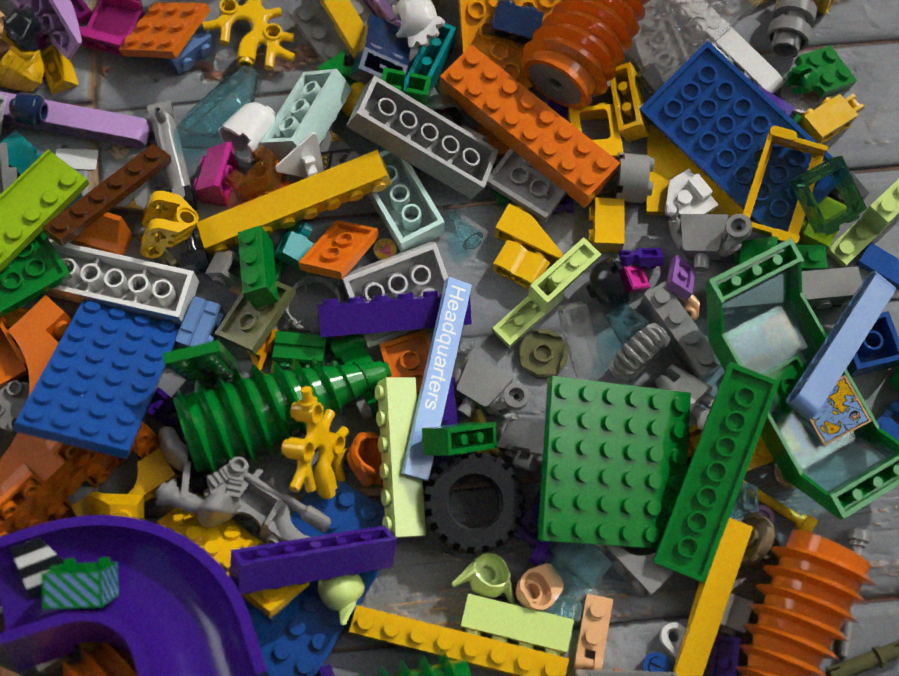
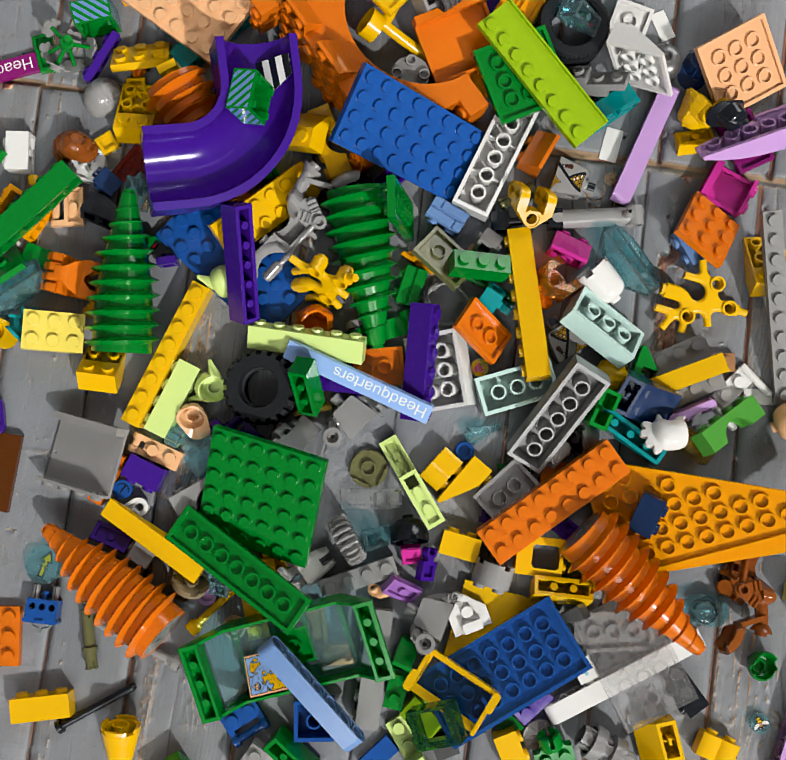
camera: 100 degrees right, 15 degrees up
(28, 108) = (655, 112): dark blue head -> none
(106, 195) = (562, 161): reddish brown plate -> none
(303, 160) = (558, 317): white piece -> none
(491, 246) = (464, 450): none -> blue tile
(626, 639) = (144, 472): none -> dark purple brick

